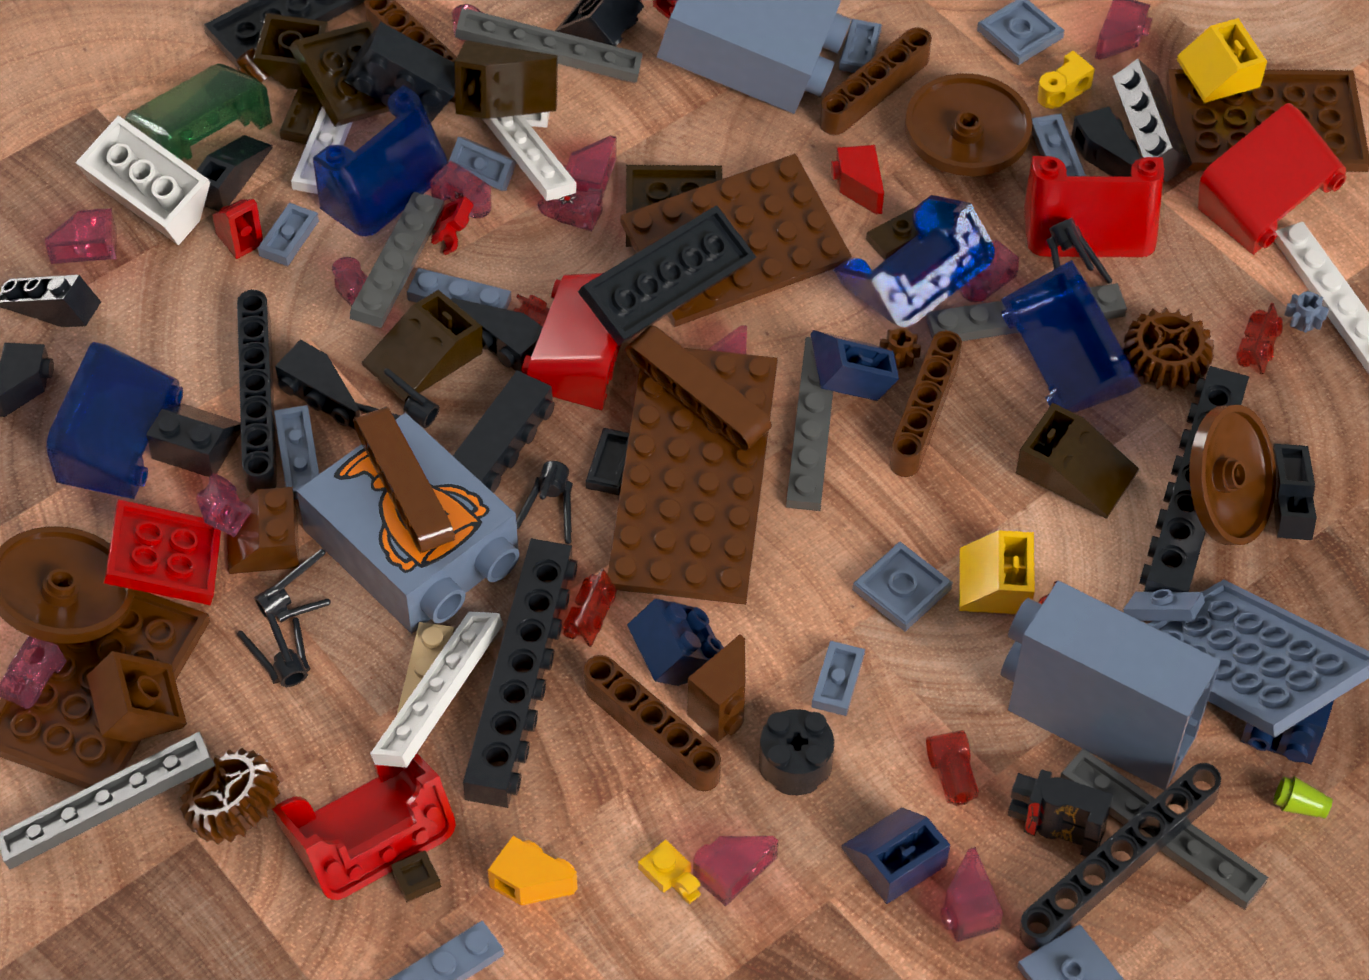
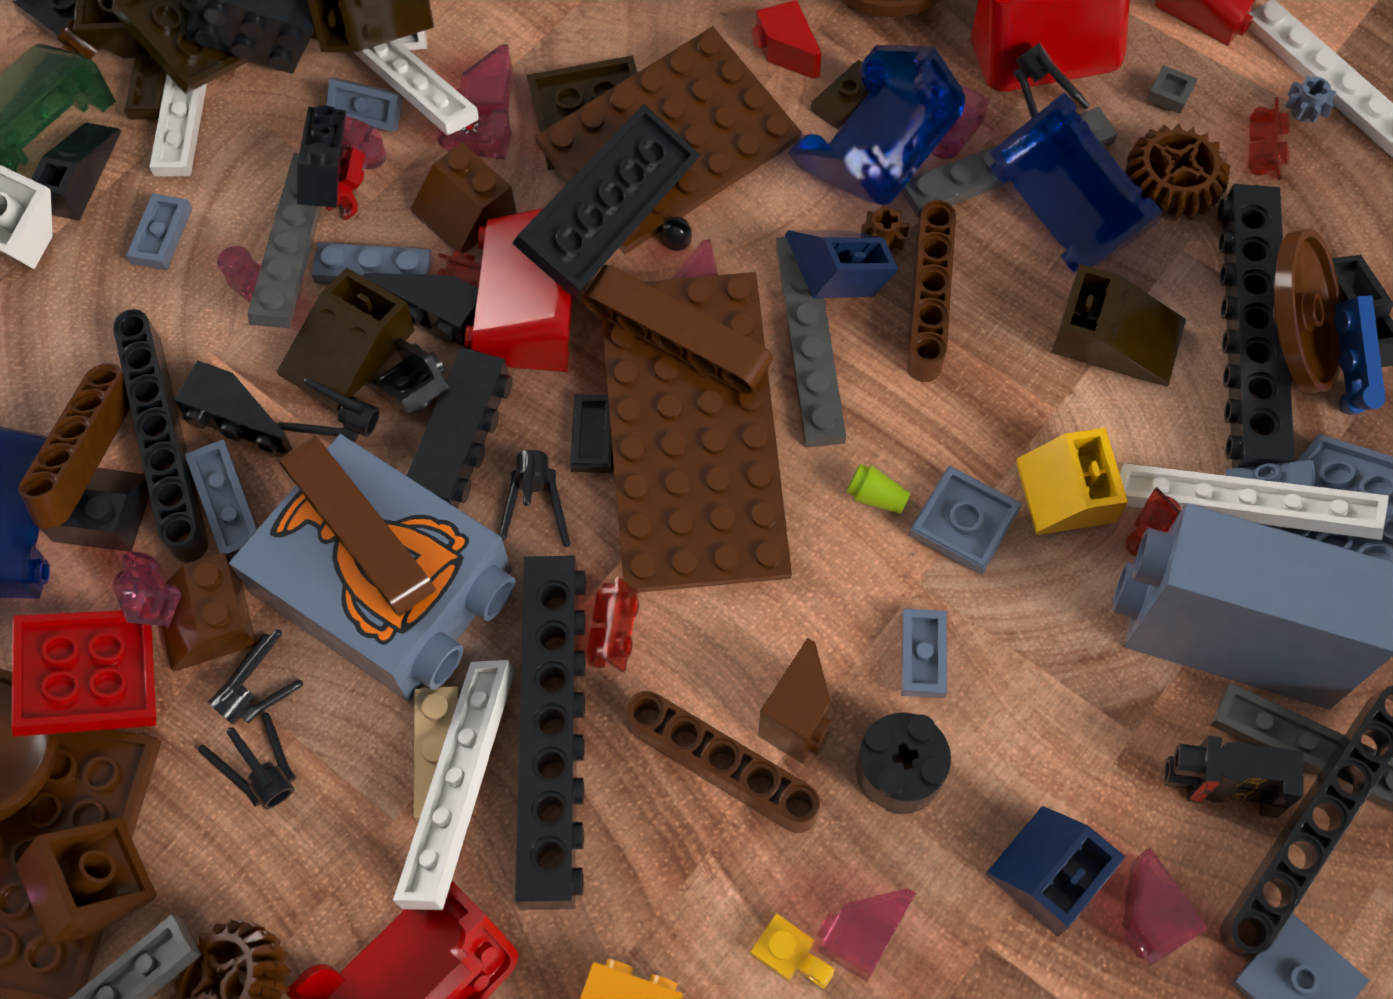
camera: 10 degrees left, 10 degrees up
(192, 383) = (75, 447): none -> reddish brown beam
(239, 227) = (99, 235): red slope -> none
(378, 179) = (252, 139): clear blue windscreen -> none
(437, 198) = (321, 157): none -> black slope
(473, 389) = (413, 380): none -> black bracket
(546, 252) = (461, 197): none -> reddish brown slope
(673, 640) = (726, 650): dark blue slope -> none
(720, 320) = (674, 236): none -> black hinge
(834, 548) = (877, 489): none -> lime cone
(951, 758) = (1081, 726): clear red piece -> none
(1176, 620) = (1263, 501): none -> white plate
(1186, 280) = (1172, 89): none -> dark grey plate
(1272, 521) = (1359, 355): none -> blue plate

